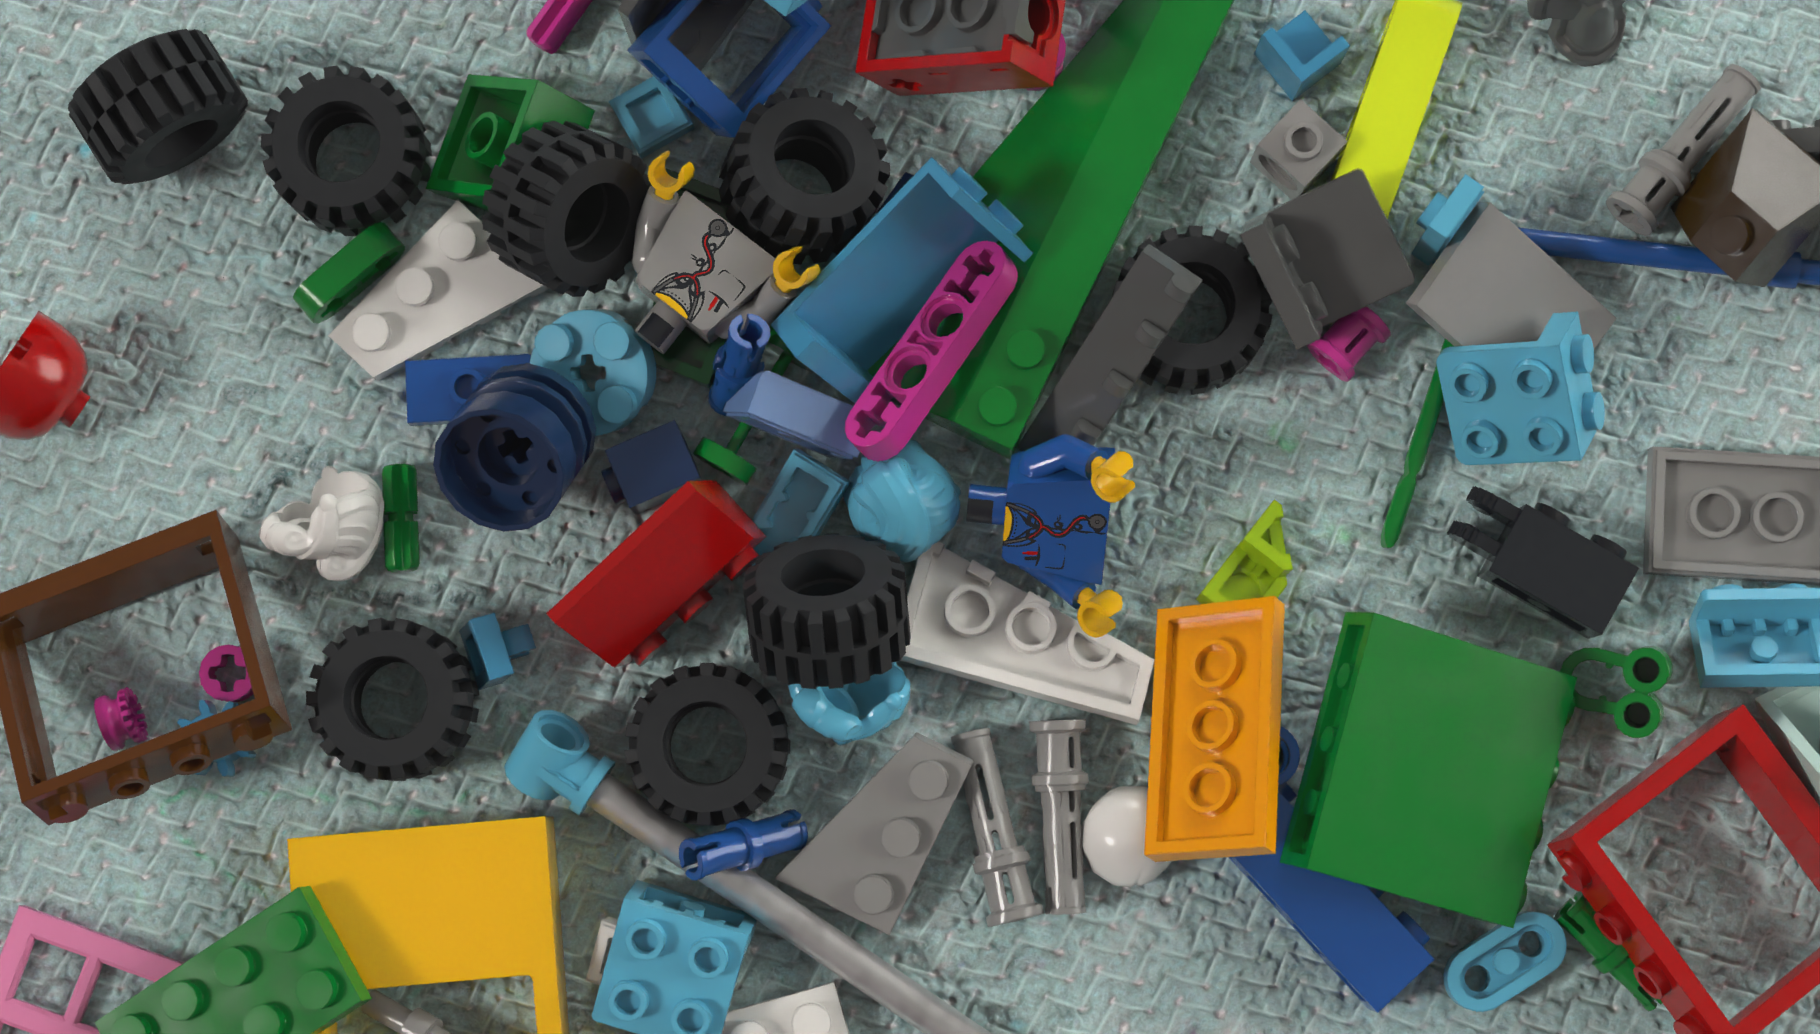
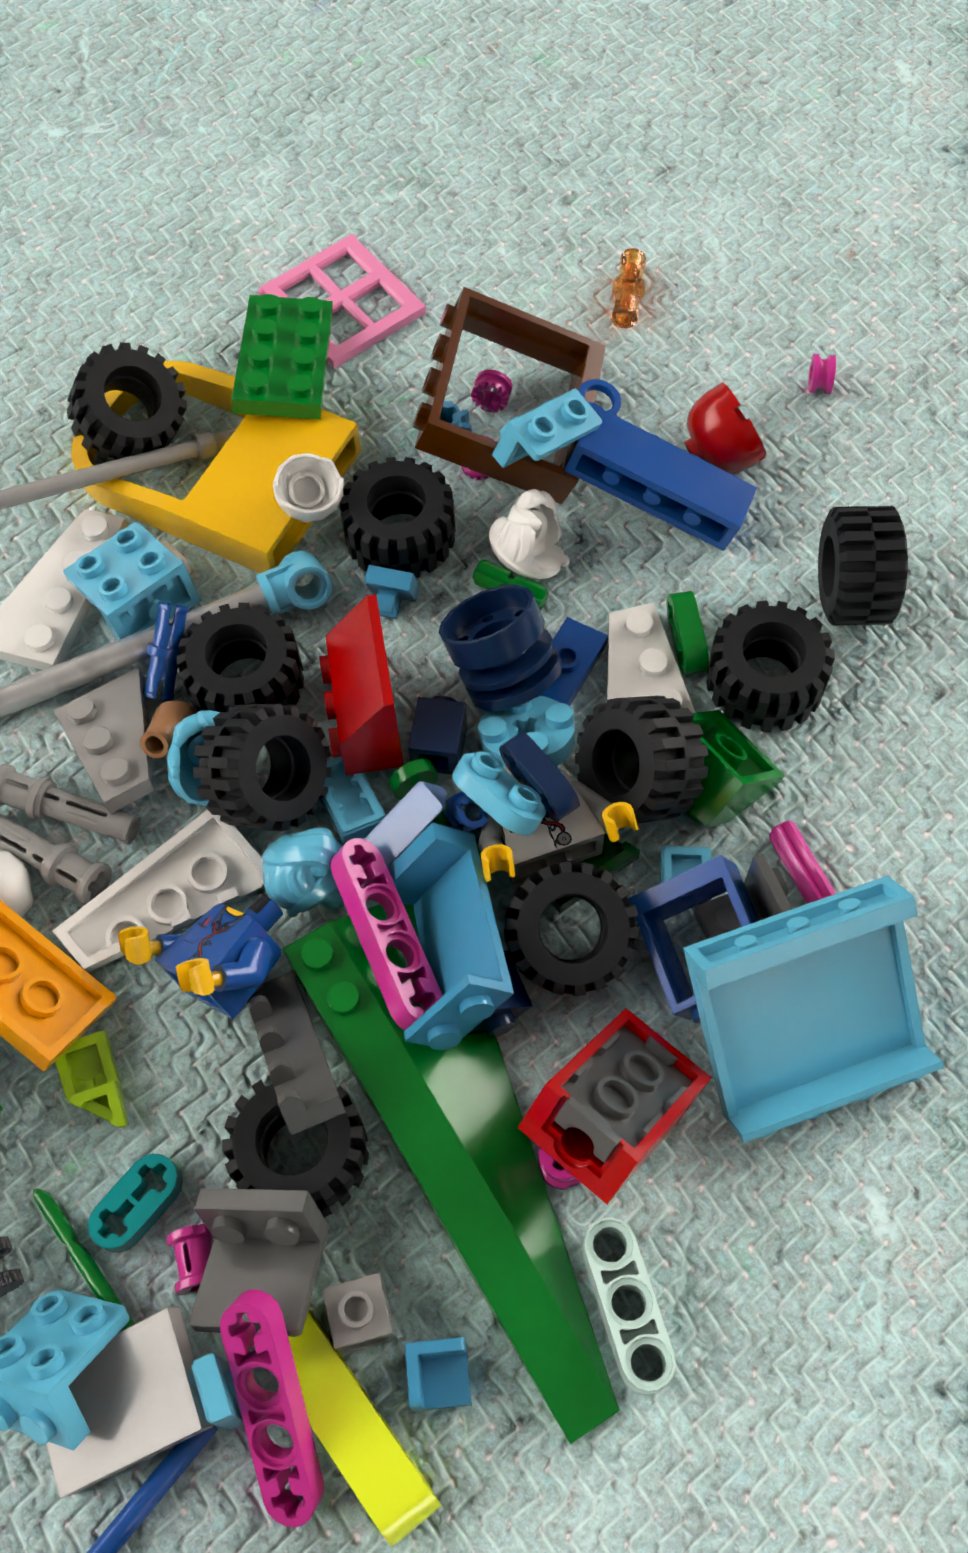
camera: 120 degrees right, 20 degrees down
(155, 426) = (659, 476): none -> blue hinge
(191, 555) = (546, 429): none -> medium azure bracket
(435, 809) = (308, 487): none -> white hair
(670, 284) = (537, 771): none -> dark blue beam
(717, 314) = (499, 793): none -> medium azure plate
(832, 771) = (160, 731): none -> medium nougat cone
(1337, 425) = (144, 1212): none -> teal beam
(1433, 166) = (266, 1408): none -> dark pink beam

